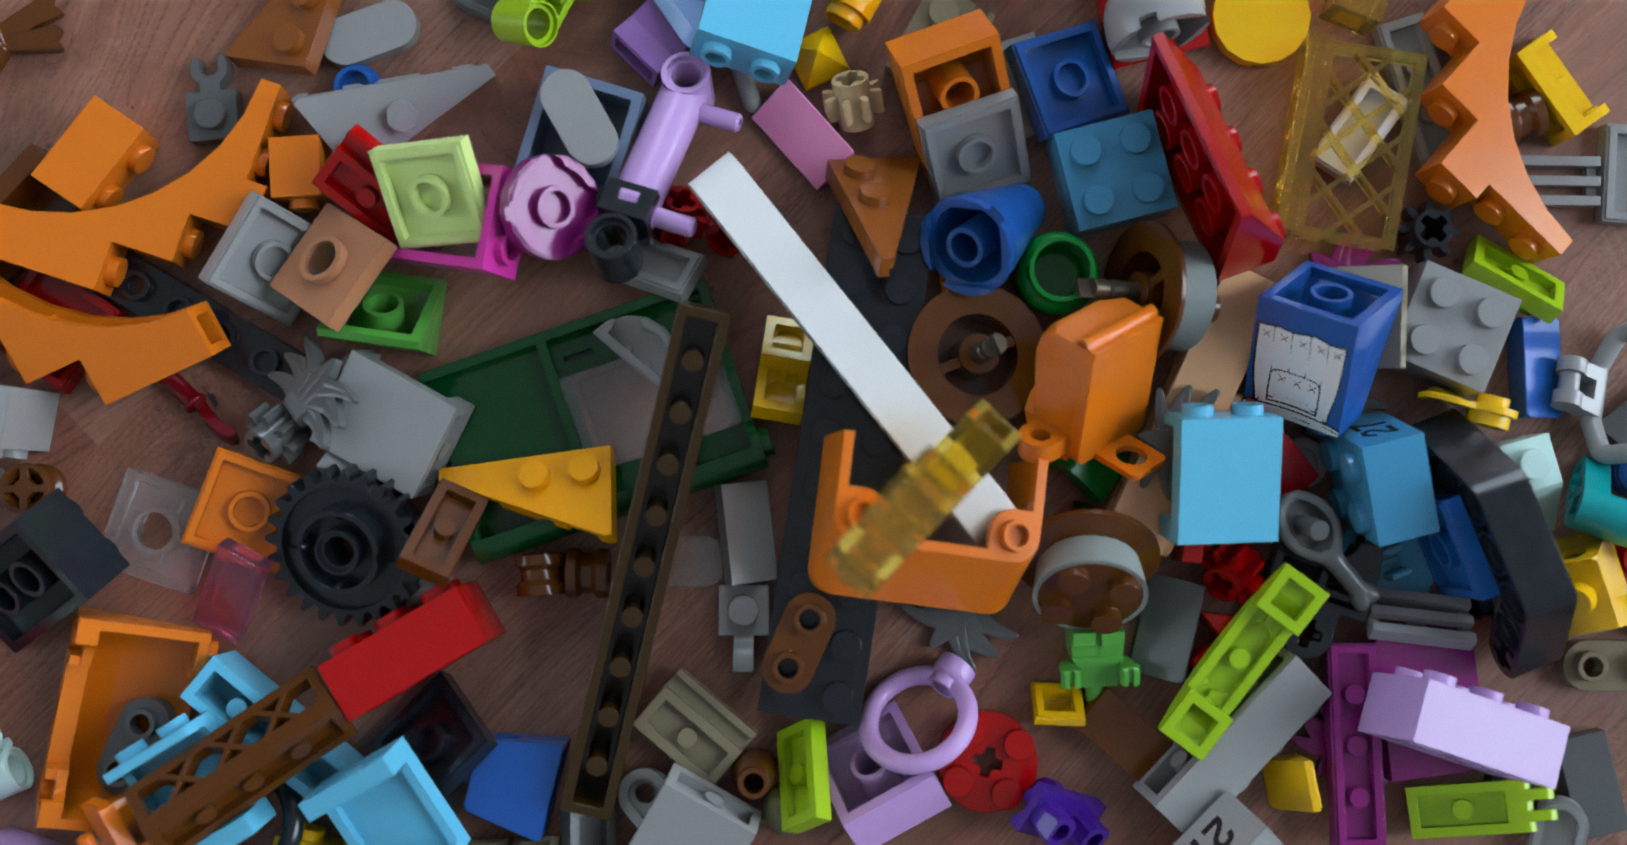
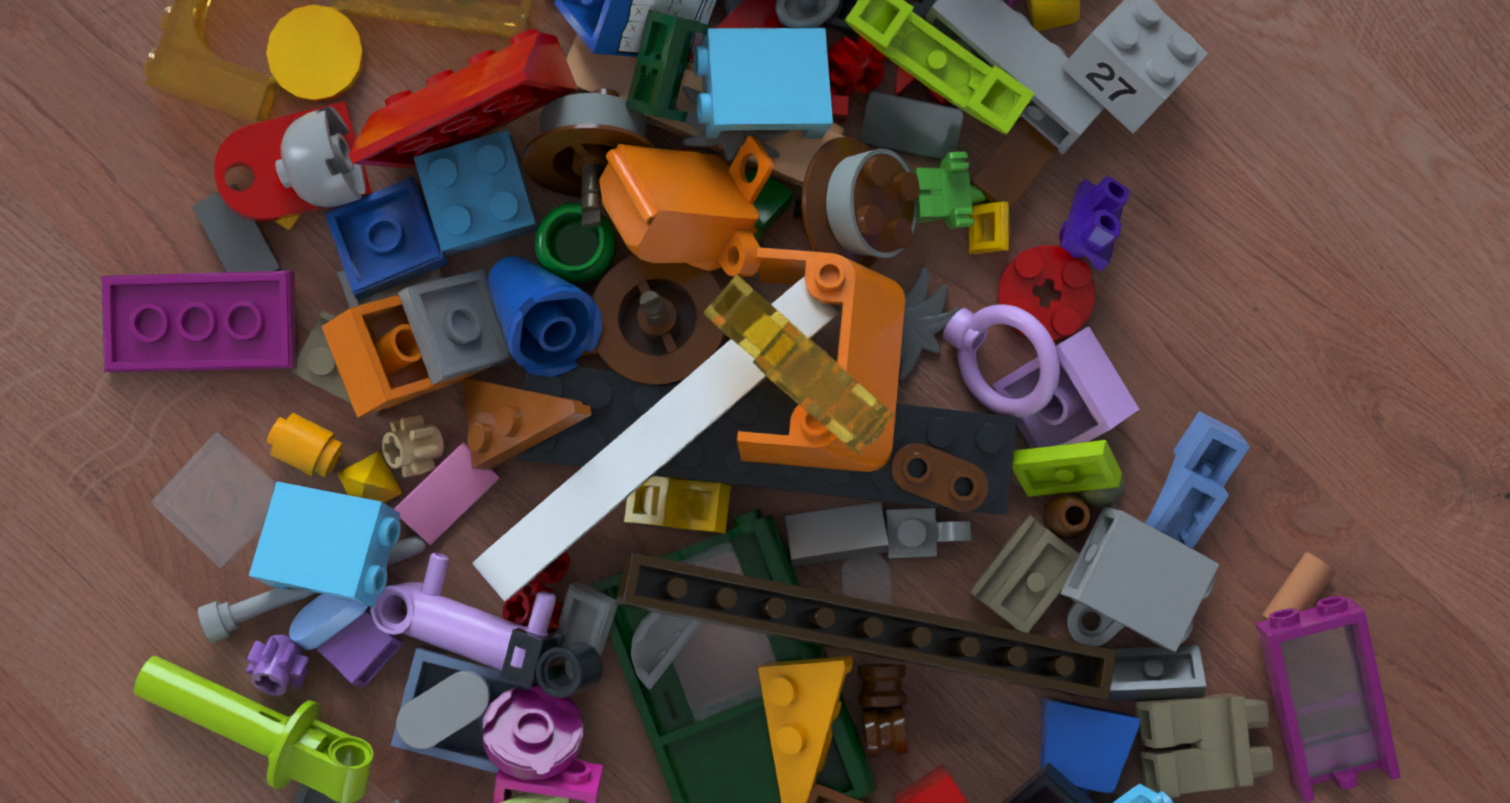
camera: 85 degrees left, 0 degrees up
(1245, 369) = (662, 65): none -> dark green hinge

